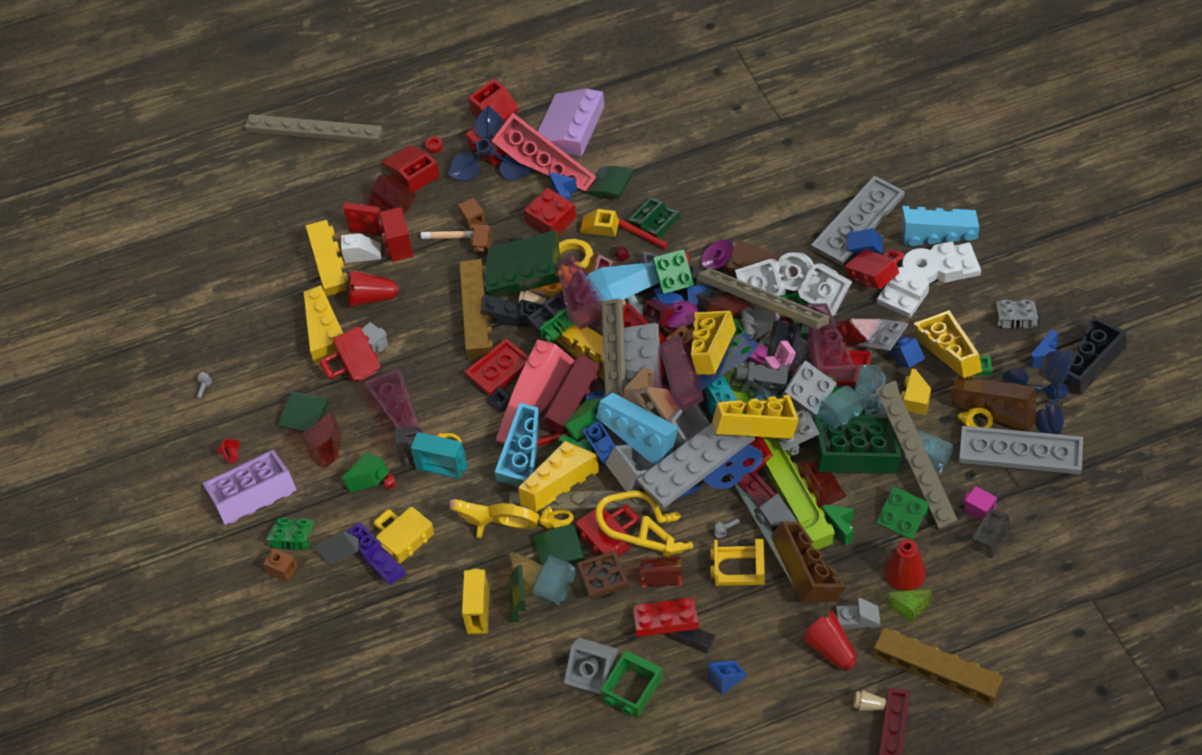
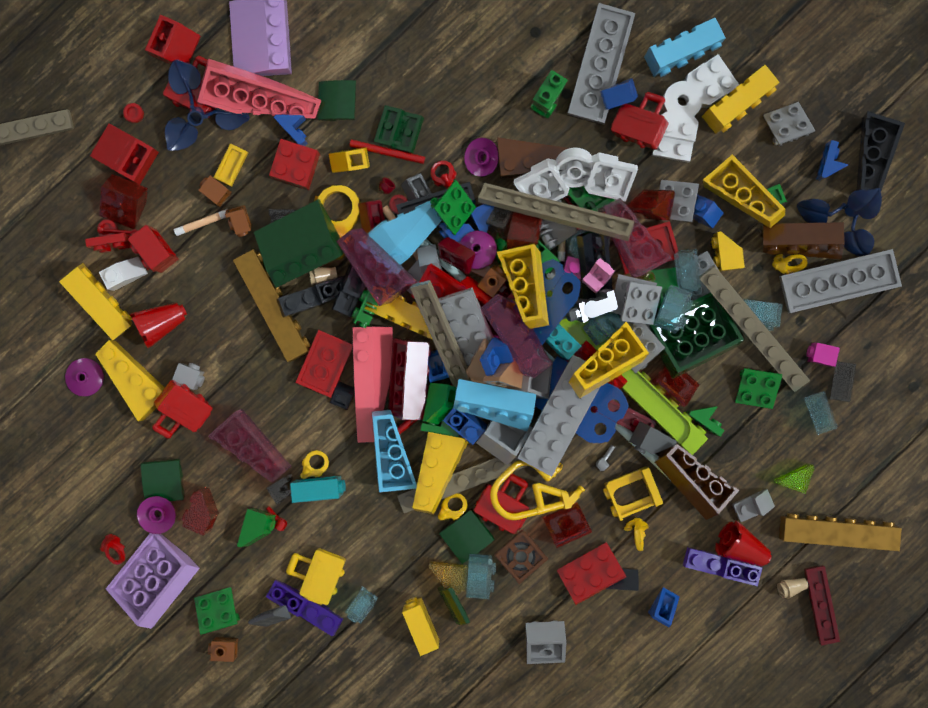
camera: 30 degrees left, 35 degrees up
(205, 381) = (48, 478): light grey hand -> none
(278, 429) = (150, 521): none -> magenta dish
(282, 322) = (93, 377): none -> magenta dish
(428, 564) = (361, 605): none -> clear light blue brick
(496, 202) = (230, 165): none -> yellow tile
(501, 514) = (383, 536): yellow animal -> none
(639, 666) = (593, 629): green window -> none
(652, 378) = (495, 354): none -> blue slope
(733, 595) = (639, 534): none -> yellow piece
(798, 220) = (548, 94): none -> green hips
(798, 655) = (722, 566): none -> dark purple slope
(905, 567) = (778, 445): red cone -> none
(957, 548) = (821, 412): none -> clear light blue brick
(975, 278) = (740, 99): none -> yellow wedge

